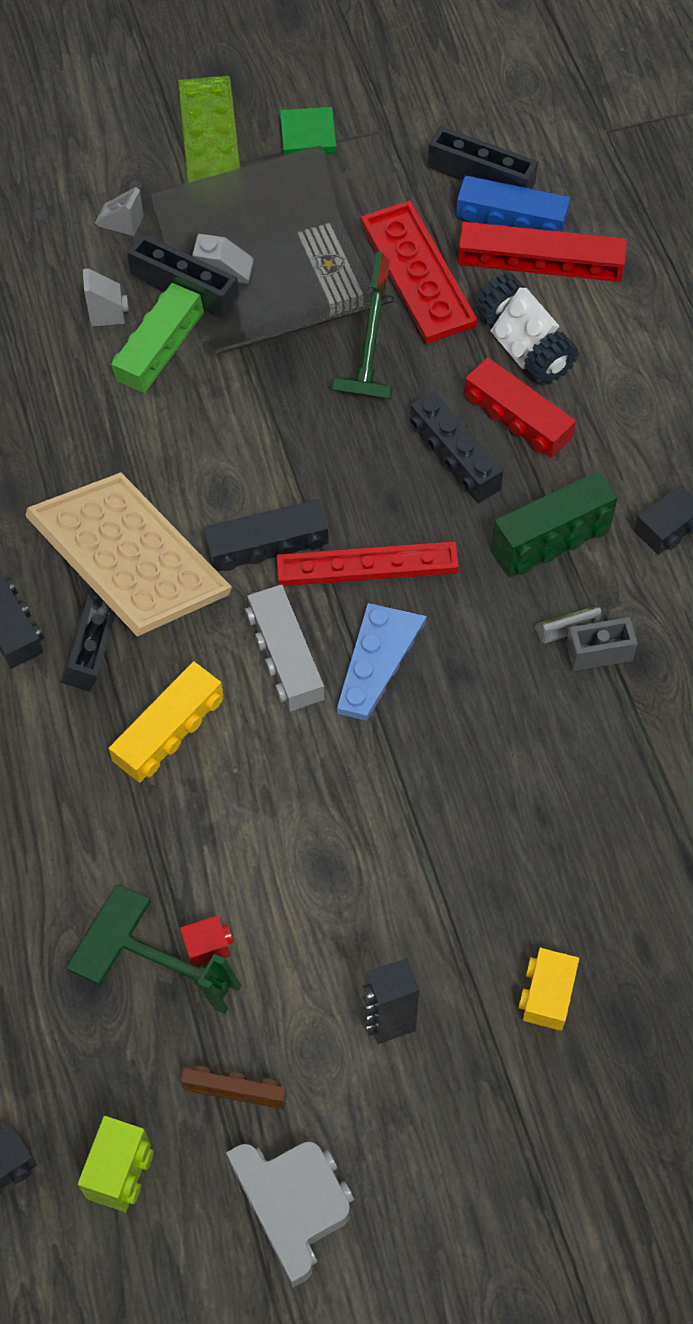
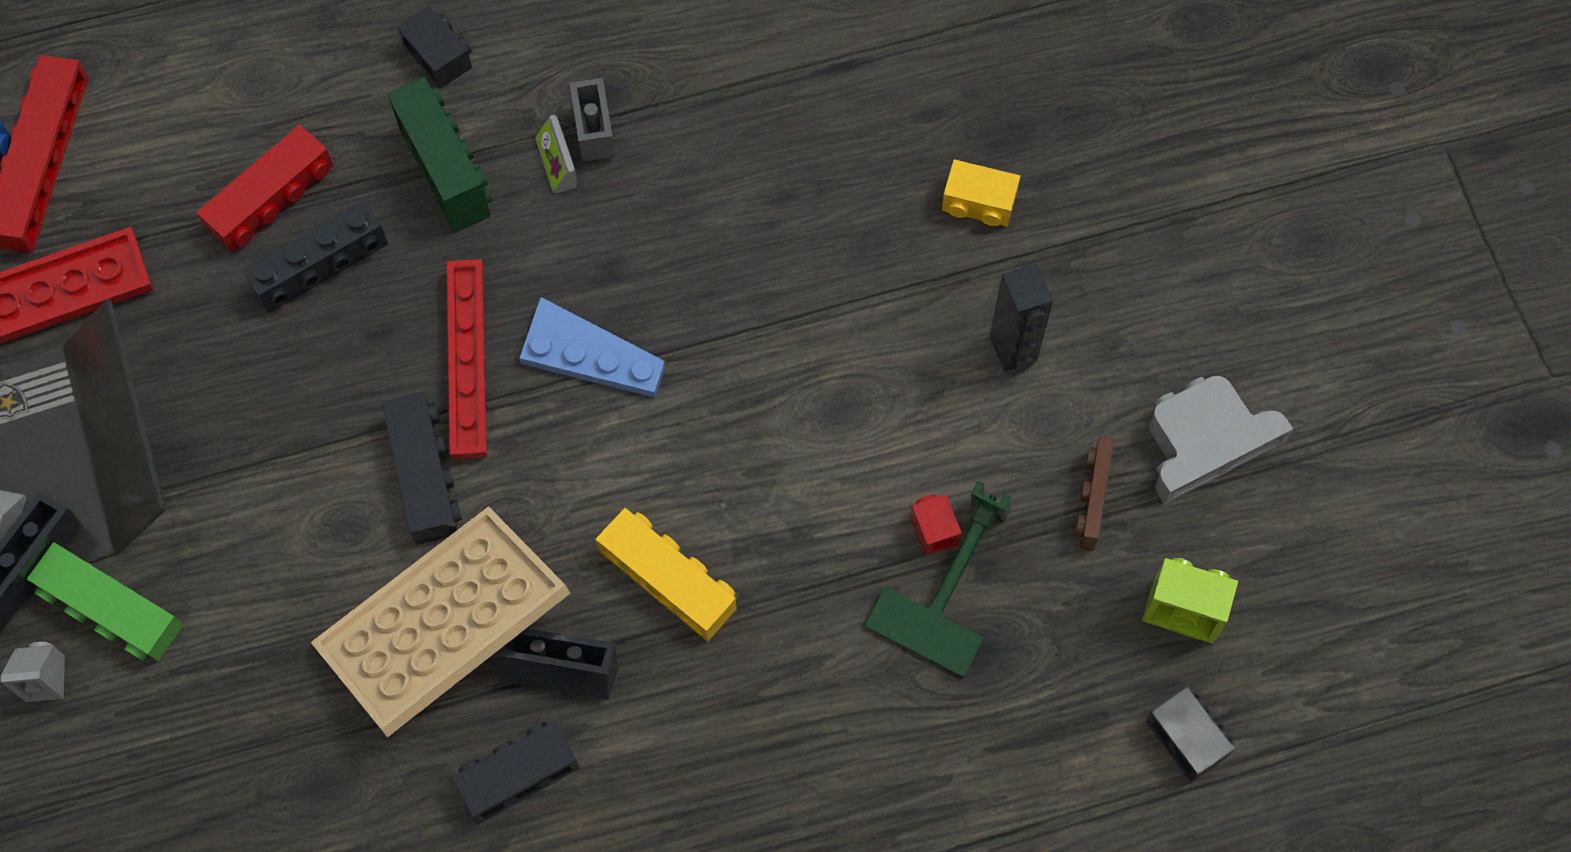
camera: 90 degrees left, 5 degrees up
(285, 647) = (574, 446): light grey brick -> none
(364, 378) = (85, 301): dark green piece -> none
(526, 329) = (156, 171): plate -> none

